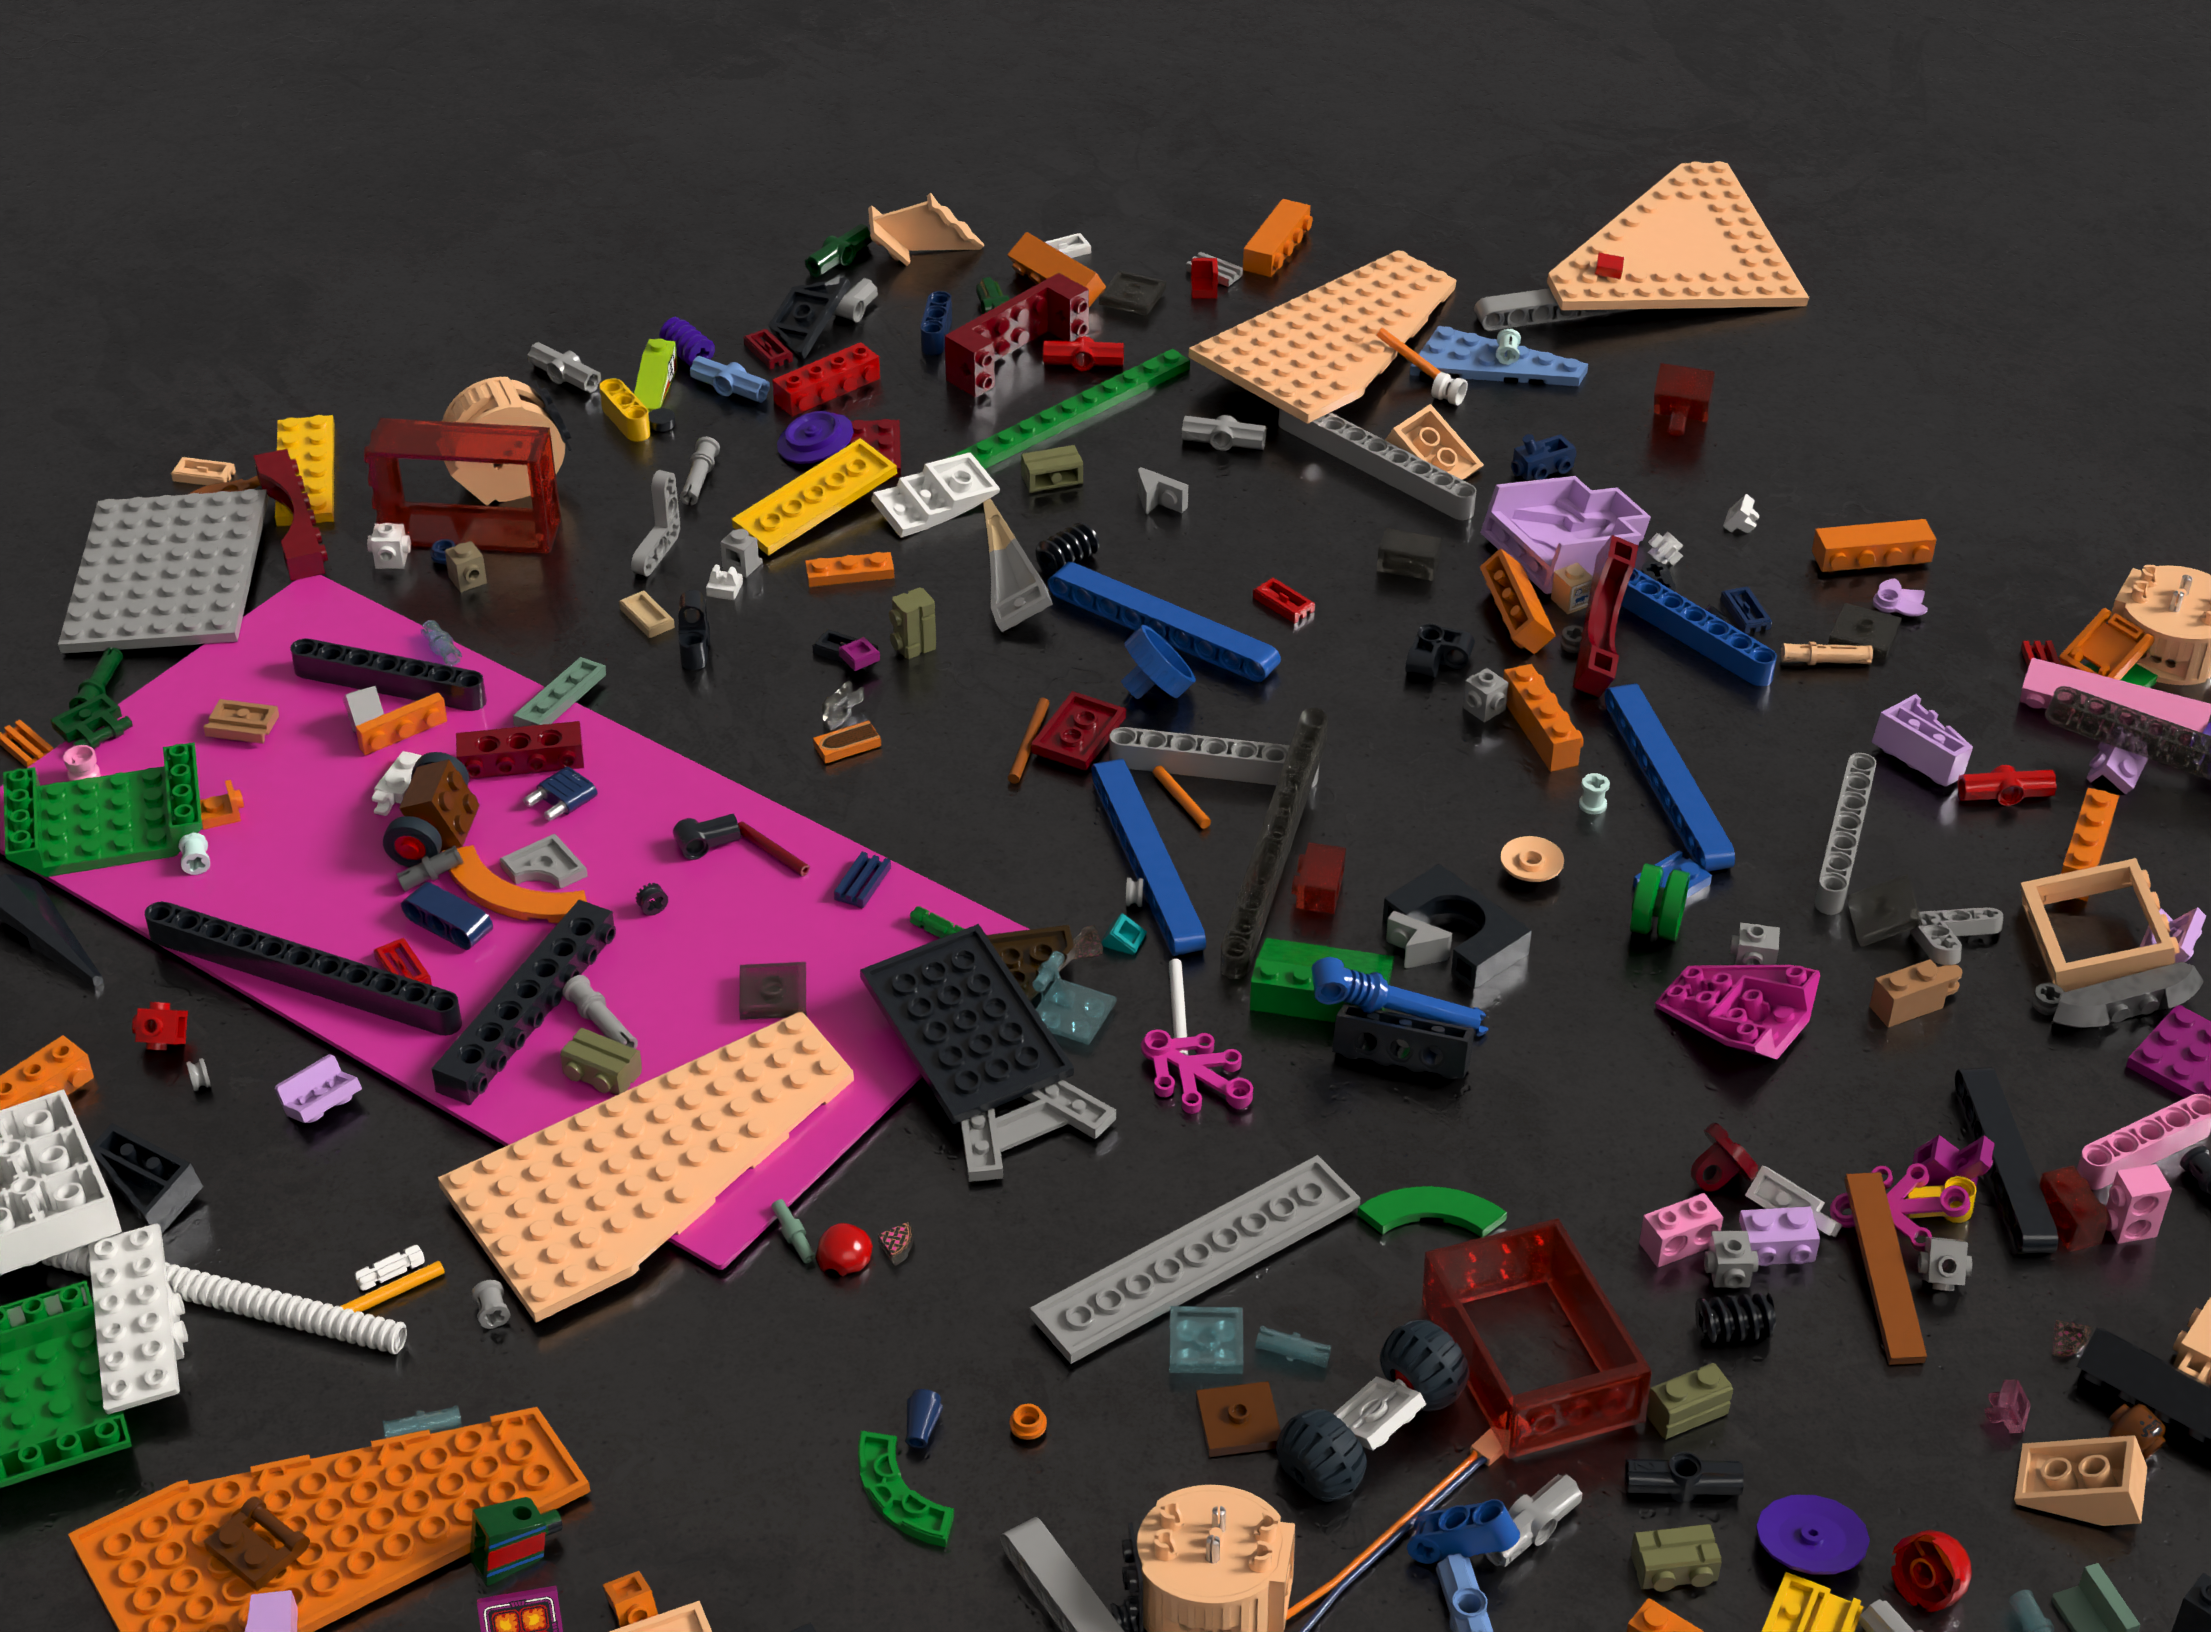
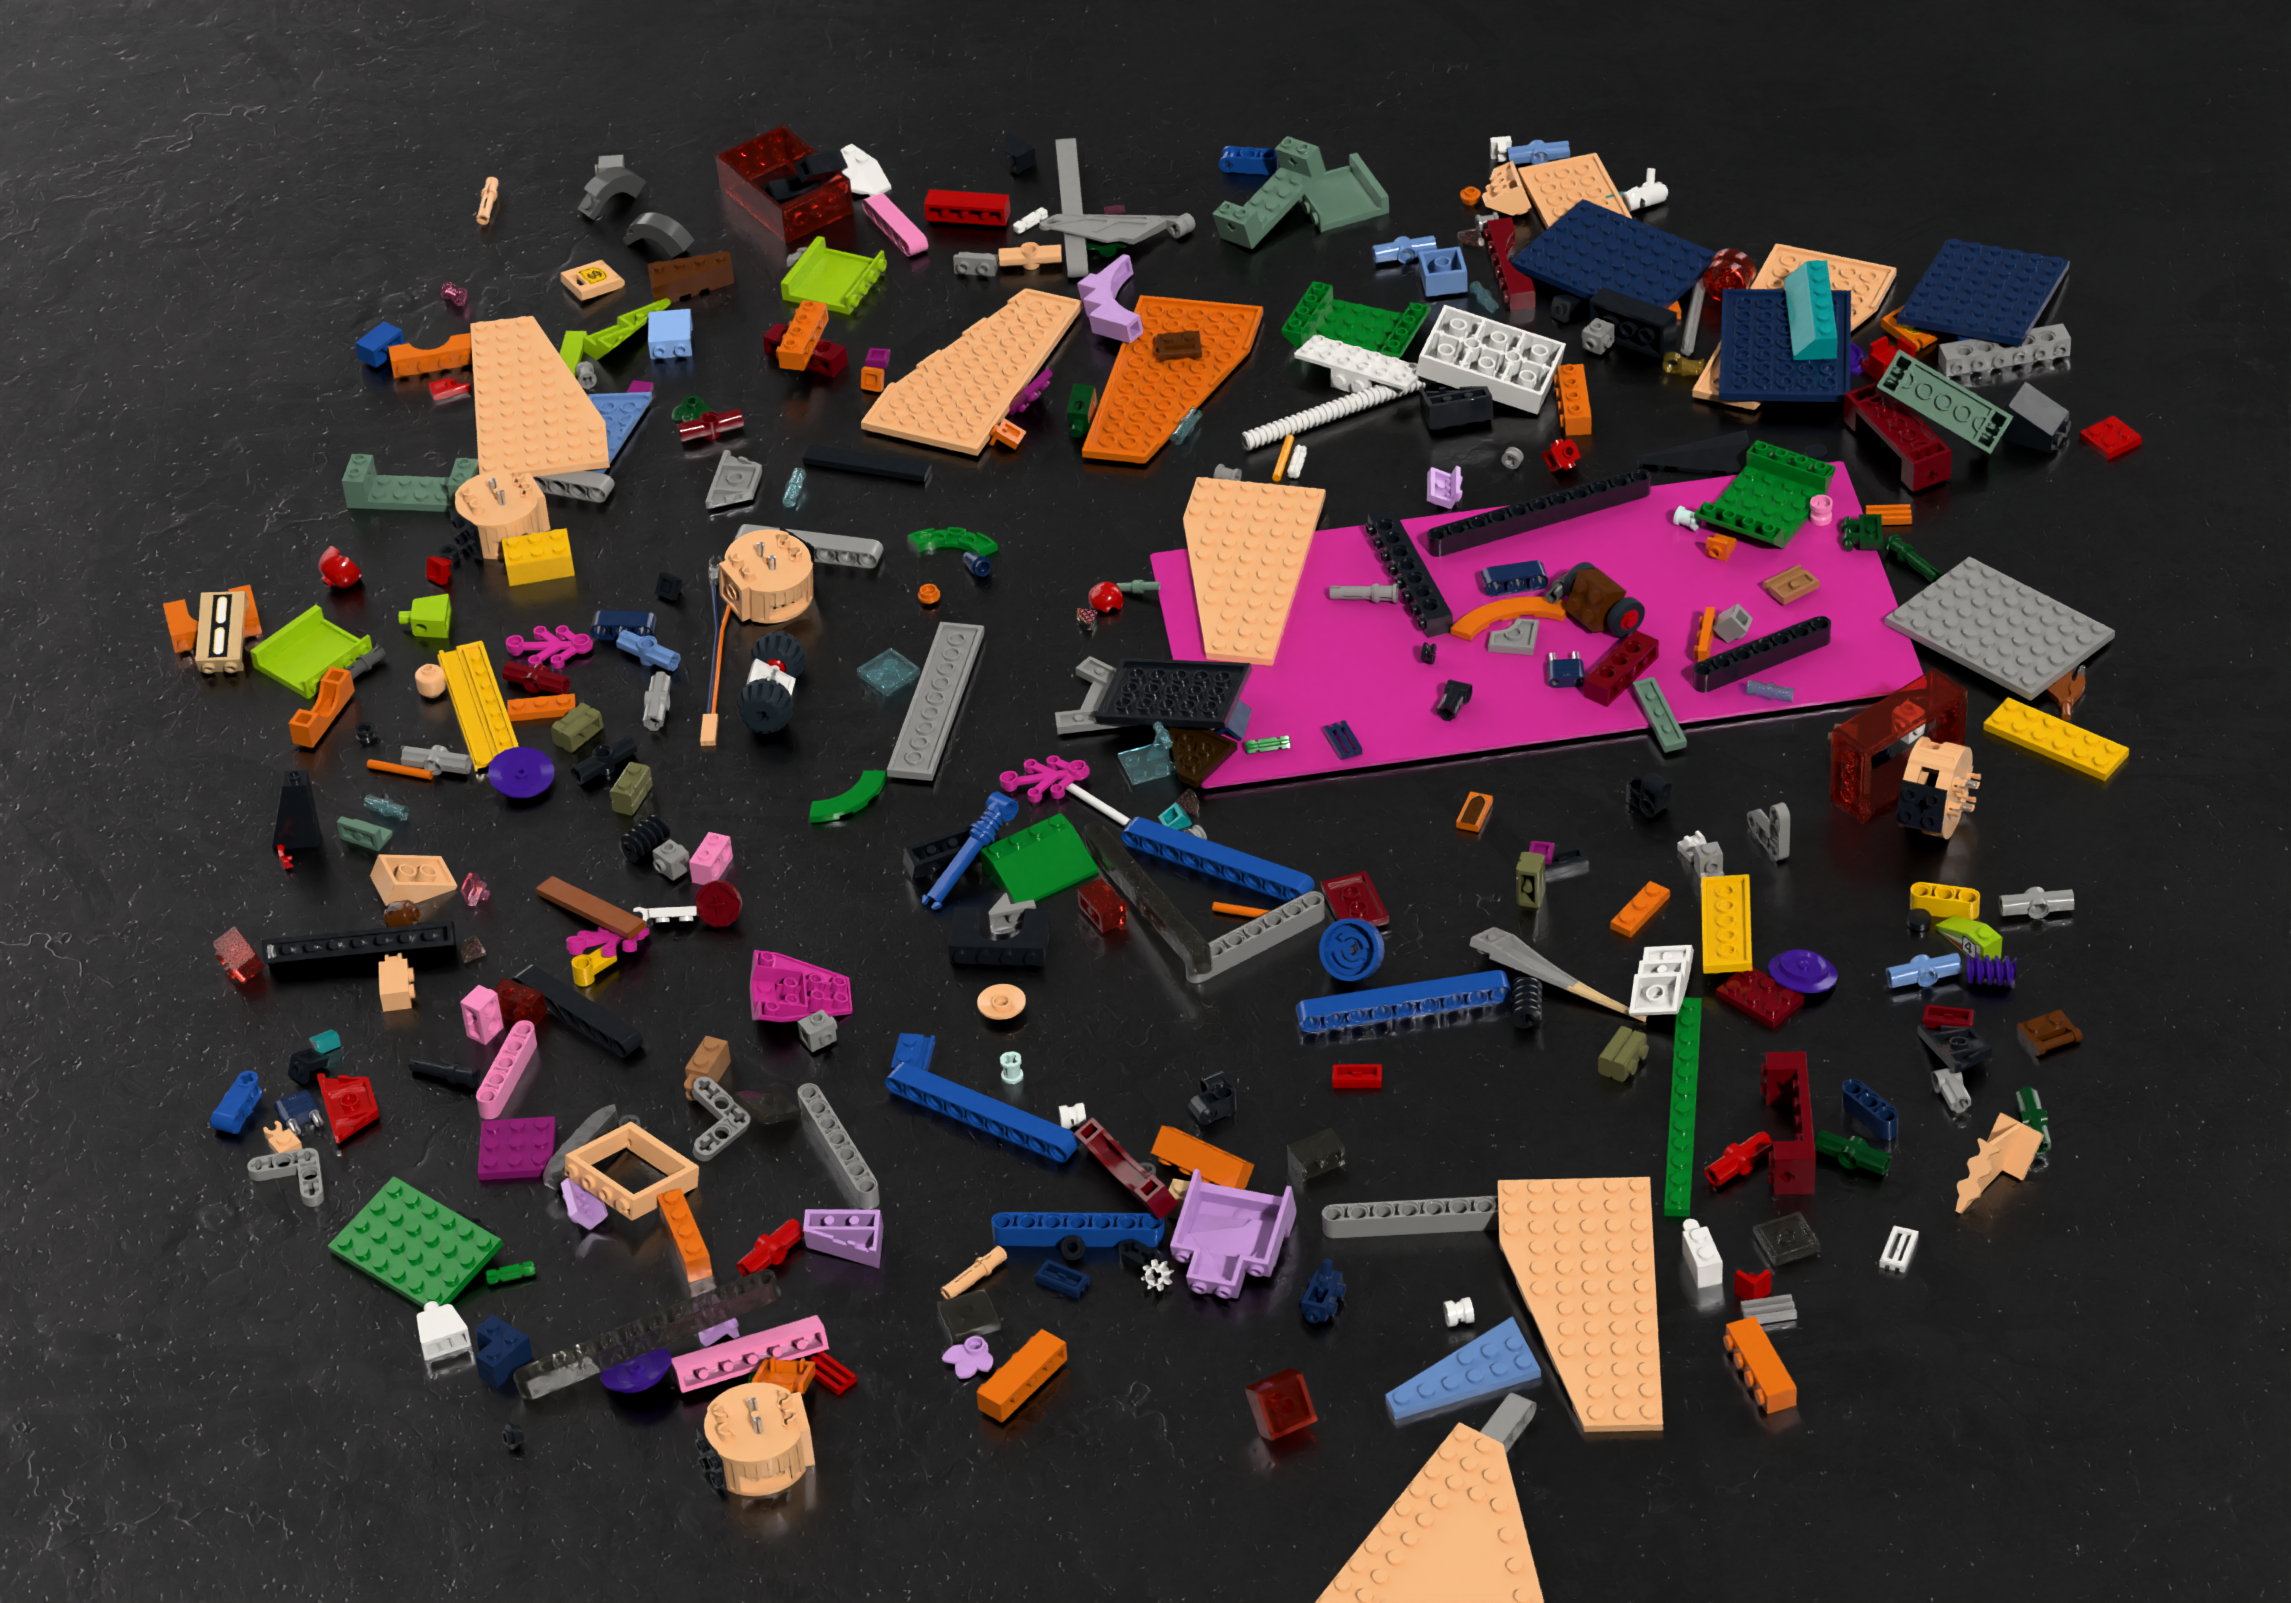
camera: 140 degrees right, 0 degrees up
(202, 471) = (2110, 699): light nougat tile -> none
(301, 544) = (2027, 697): dark red arch -> none
(379, 953) = (1499, 552): red tile -> none
(394, 783) = (1660, 619): white plate -> none
(600, 1062) = (1329, 571): olive brick -> none
(646, 614) = (1706, 801): tan tile -> none
(701, 463) = (1837, 903): light grey pin -> none
(717, 301) = (2048, 1032): none -> reddish brown plate
(772, 990) = (1301, 658): clear smoke plate -> none
(773, 849) = (1414, 723): dark red piece -> none
(826, 379) = (1864, 1014): red brick -> none
(838, 706) = (1506, 820): clear smoke plate -> none
(1030, 734) = (1379, 884): dark orange bar -> none
(1043, 261) = (1856, 1205): orange brick -> none
(1161, 490) = (1535, 1087): light grey slope -> none
(1214, 312) = (1701, 1254): none -> white brick
(1224, 432) = (1559, 1162): light grey piece -> none
(1238, 1418) = (837, 658): reddish brown plate -> none
(1293, 1346) = (844, 695): clear light blue pin -> none
(1408, 353) = (1512, 1307): orange bar -> none
(1435, 442) = (1403, 1246): light nougat slope -> none
(1462, 1531) = (677, 663): blue piece -> none
(1485, 695) = (1147, 1084): light grey brick -> none
(1503, 342) = (1455, 1365): light aqua bush -> none
(1542, 718) = (1097, 1092): orange brick -> none
(1557, 1412) = (740, 724): clear red door -> none
(1587, 716) = (1072, 1116): none -> white wheel
(1609, 265) = (1463, 1478): red tile -> none
(1654, 901) = (893, 1007): green wheel -> none
(1741, 515) = (1140, 1345): white tile -> none
(1781, 1234) = (658, 887): lavender bracket -> none
(1931, 1569) = (450, 790): red cylinder -> none
(1936, 1252) = (567, 923): light grey brick -> none
(1947, 1161) = (602, 983): magenta brick -> none

